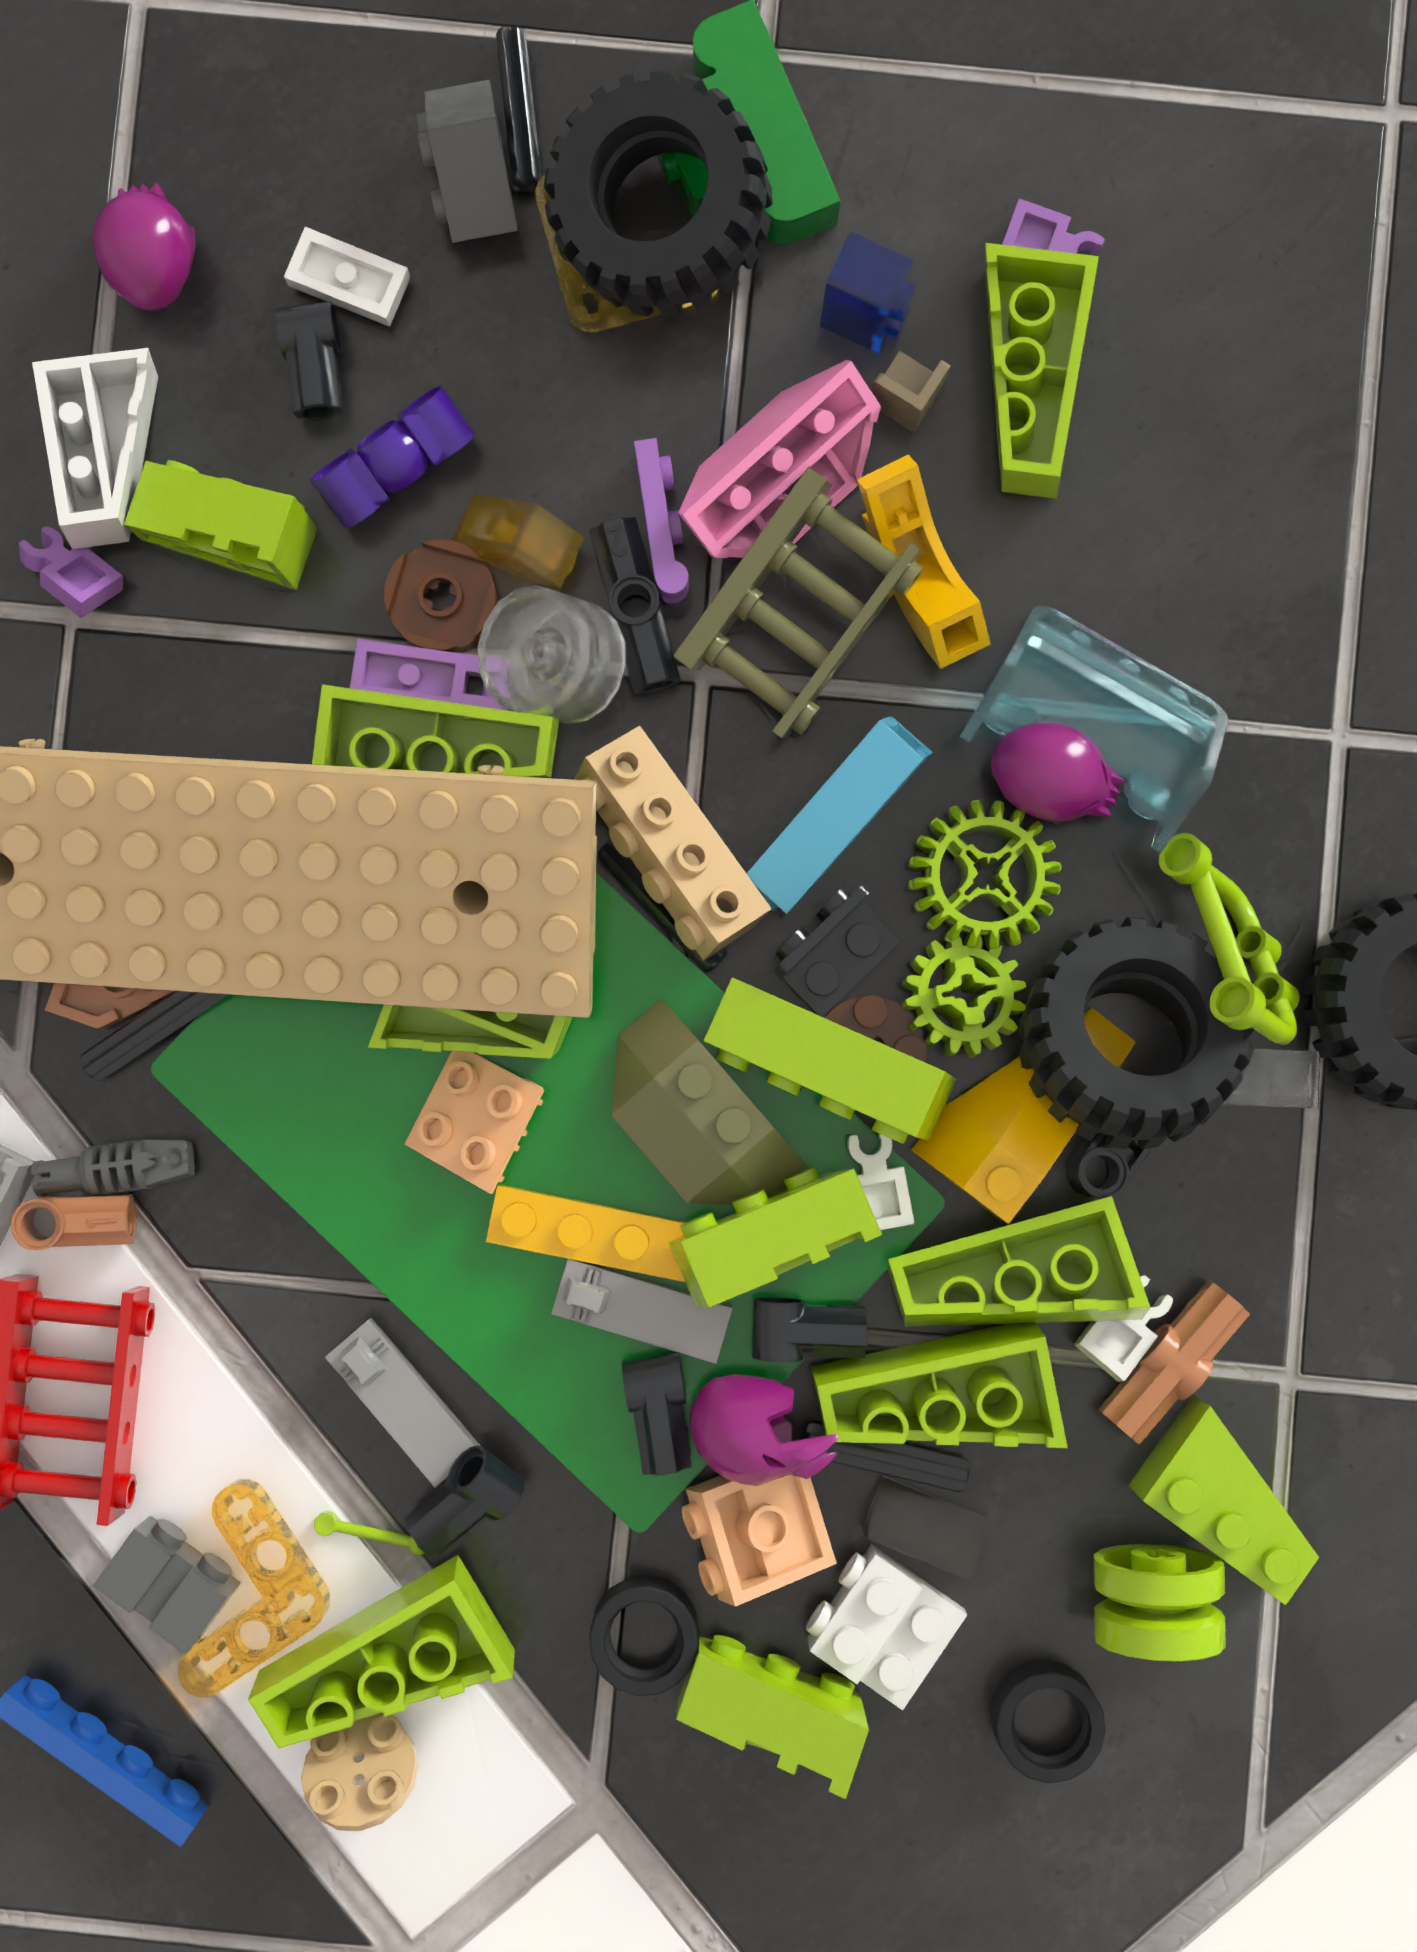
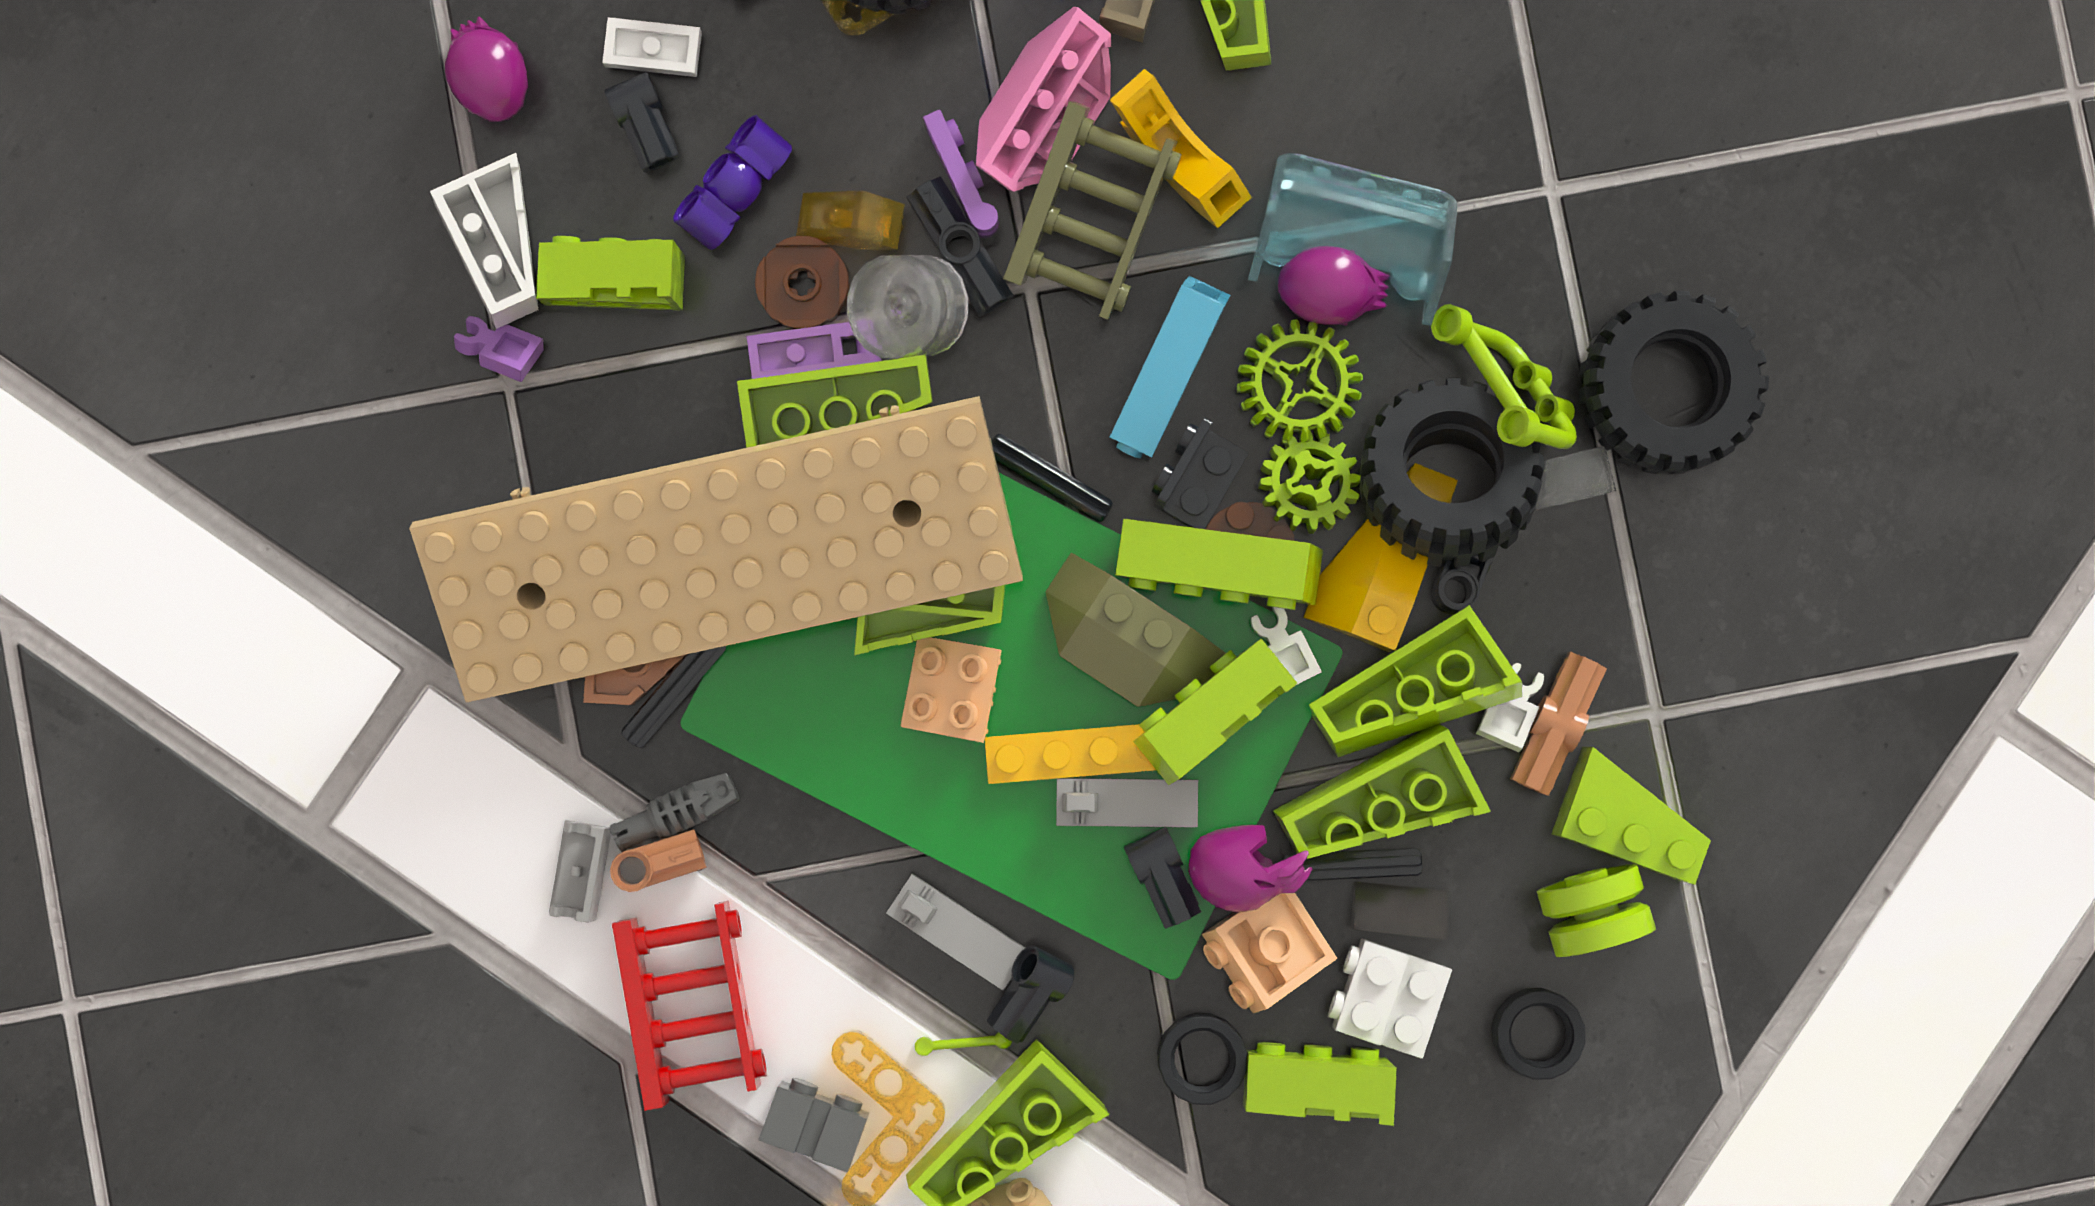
camera: 15 degrees left, 0 degrees up
(672, 844) = (1046, 428): tan brick -> none
(791, 1329) = (1251, 782): black piece -> none

